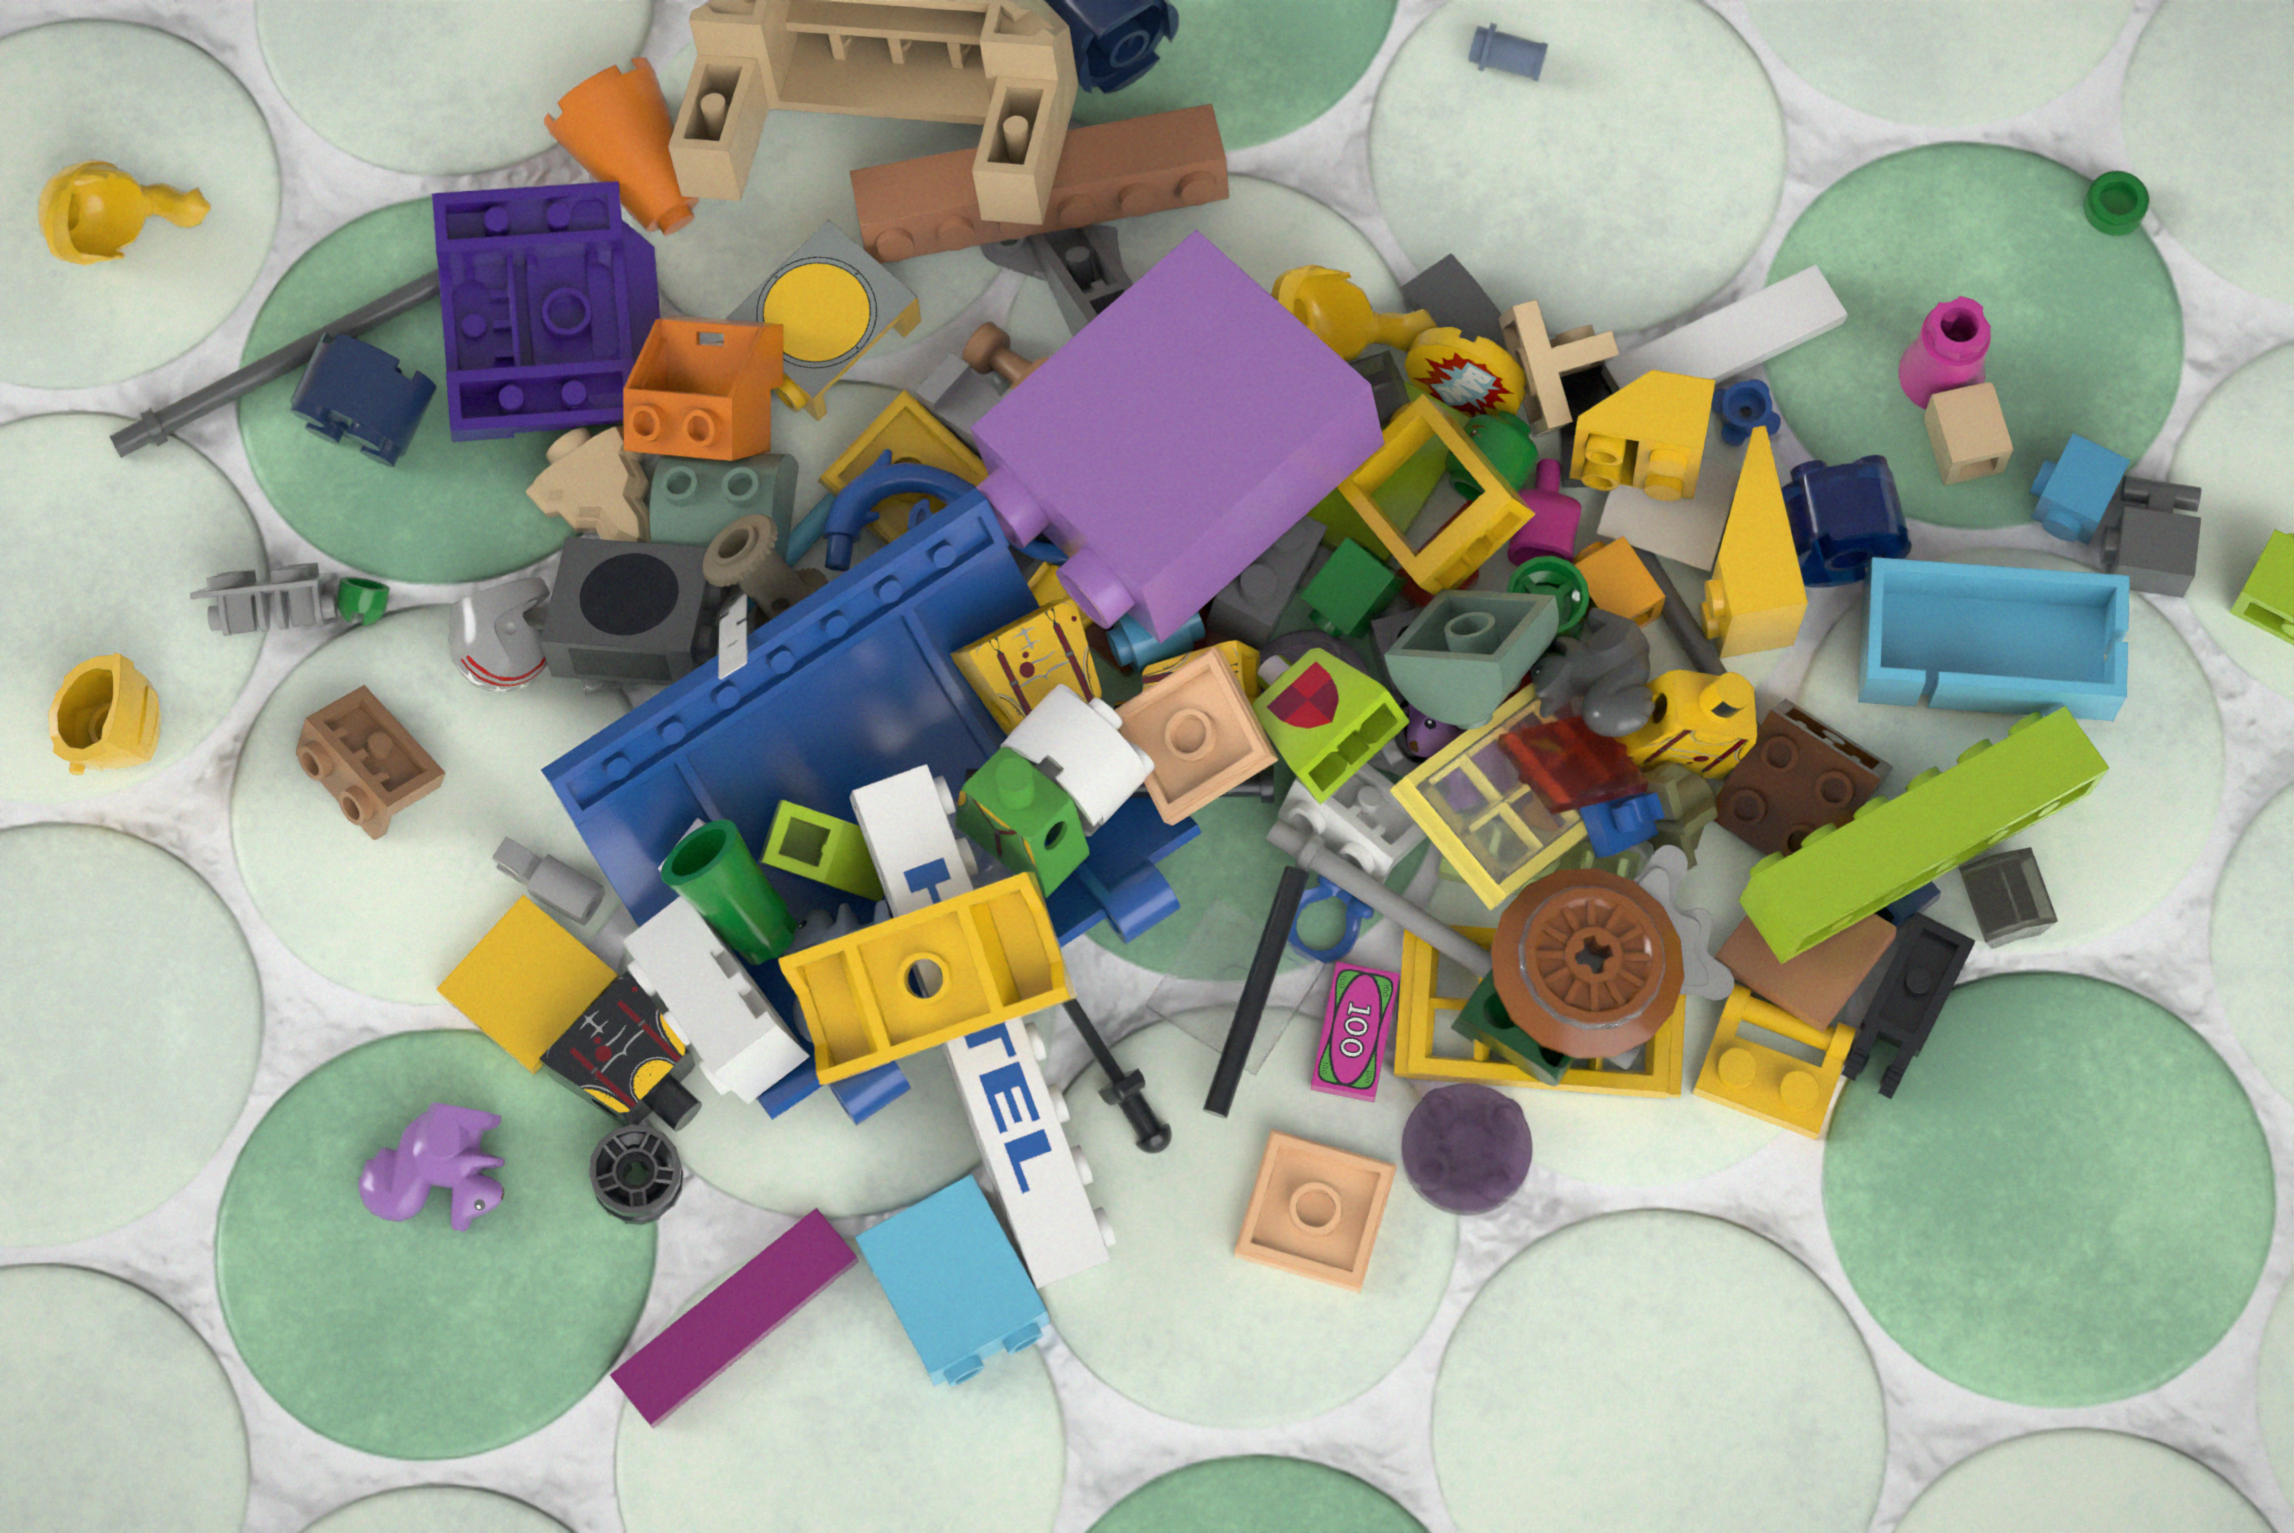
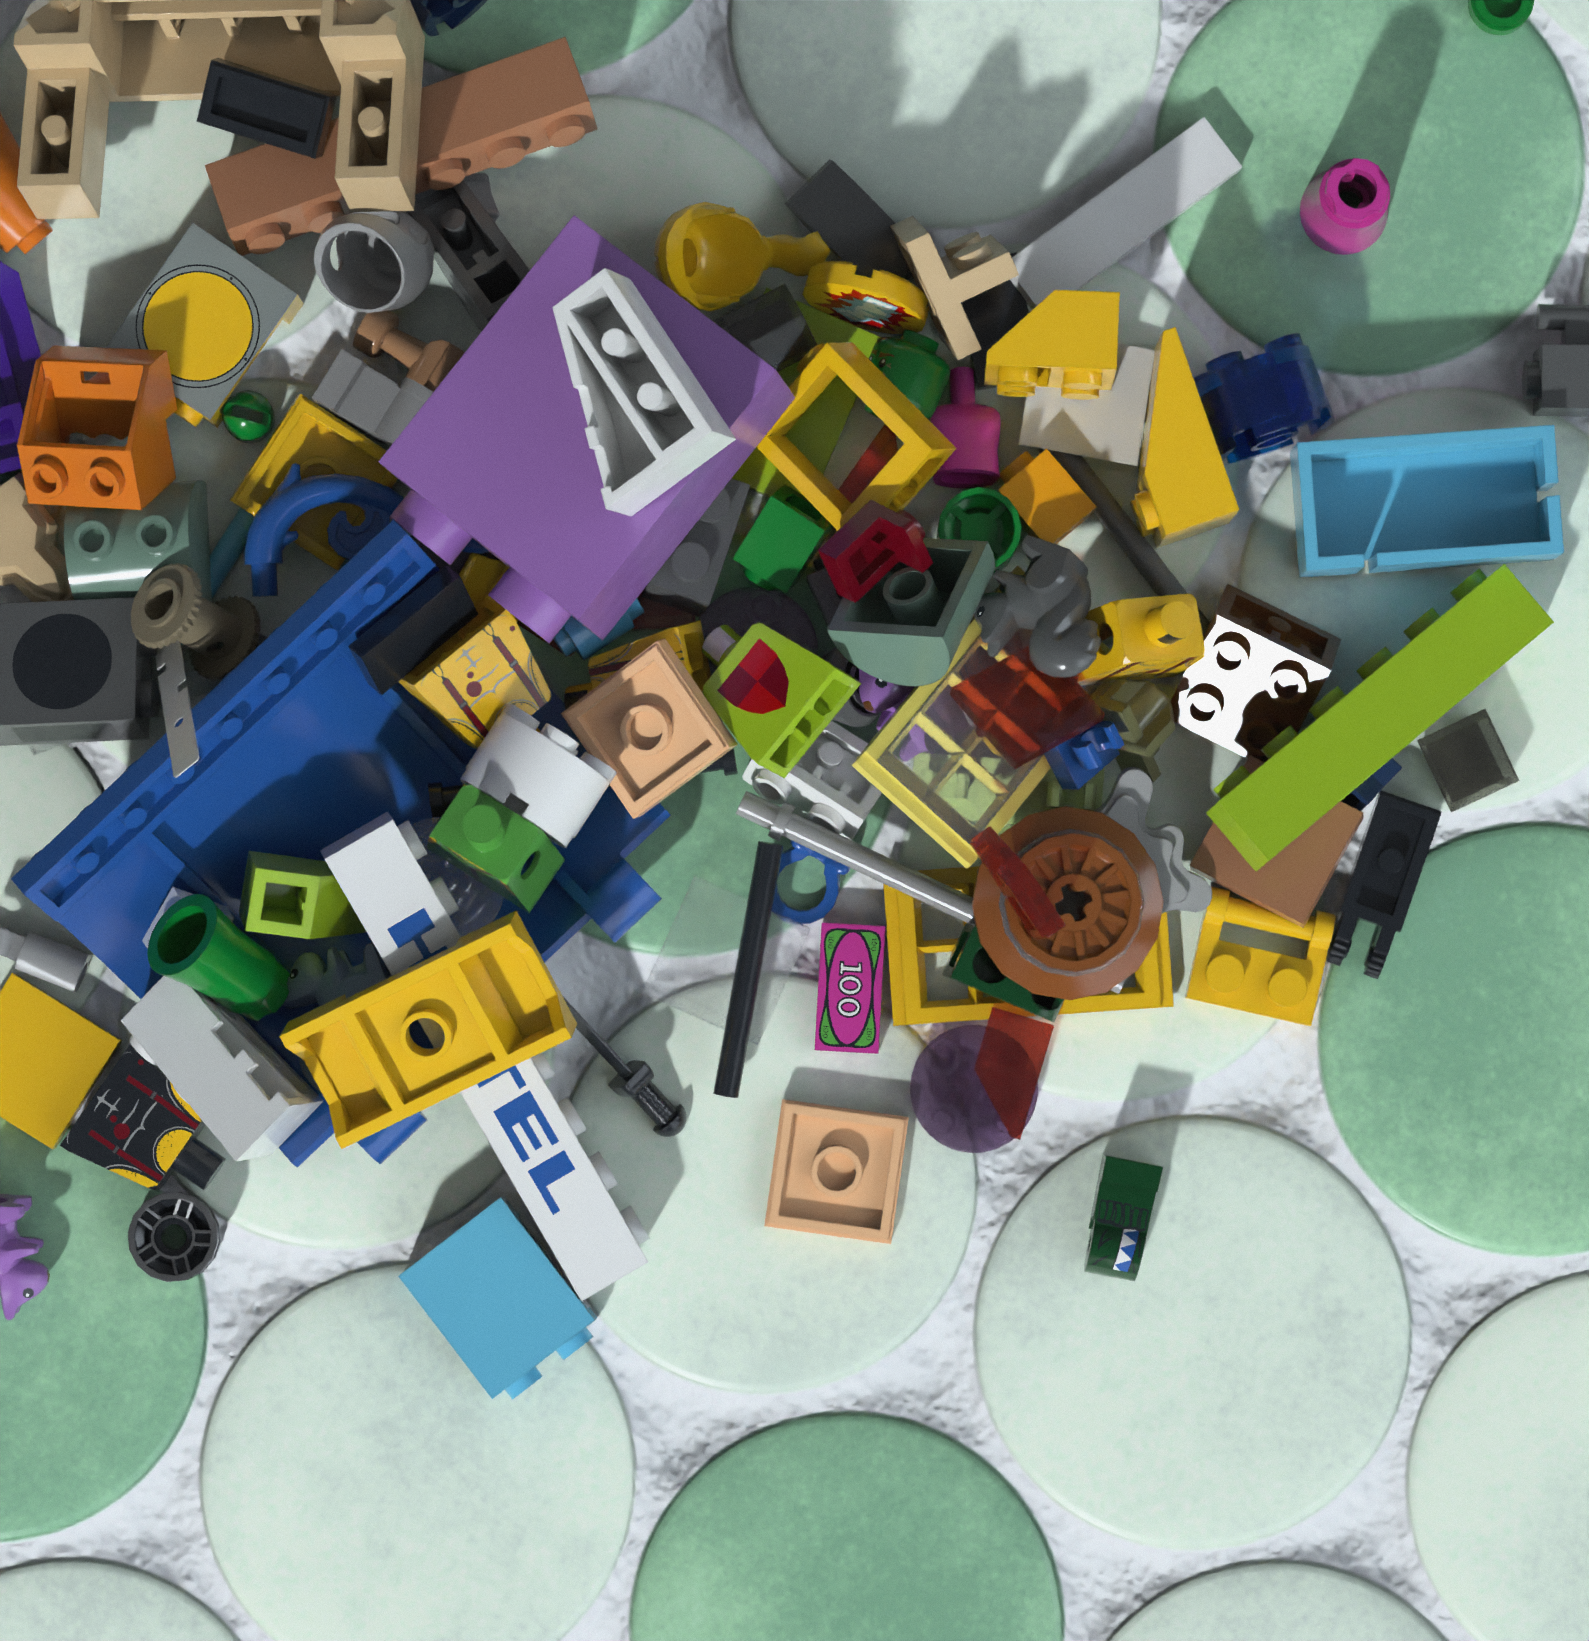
camera: 10 degrees left, 15 degrees up
(734, 1318) = (293, 1361): magenta tile -> none
(845, 421) = (242, 428): none -> green hinge
(917, 122) = (266, 108): none -> black tile
(977, 605) = (413, 629): none -> black tile
(1002, 273) = (381, 260): none -> light grey helmet
(1231, 381) = (636, 393): none -> white wedge
(1441, 585) = (871, 547): none -> dark red bracket
(1508, 1121) = (1011, 1064): none -> clear red tile
(1541, 923) = (1017, 885): none -> clear red tile
(1601, 1291) = (1121, 1217): none -> dark green leg
(1750, 395) = (1157, 269): blue plate -> none
(1968, 433) = (1377, 280): tan panel -> none
(2077, 489) = (1492, 326): dark azure brick -> none

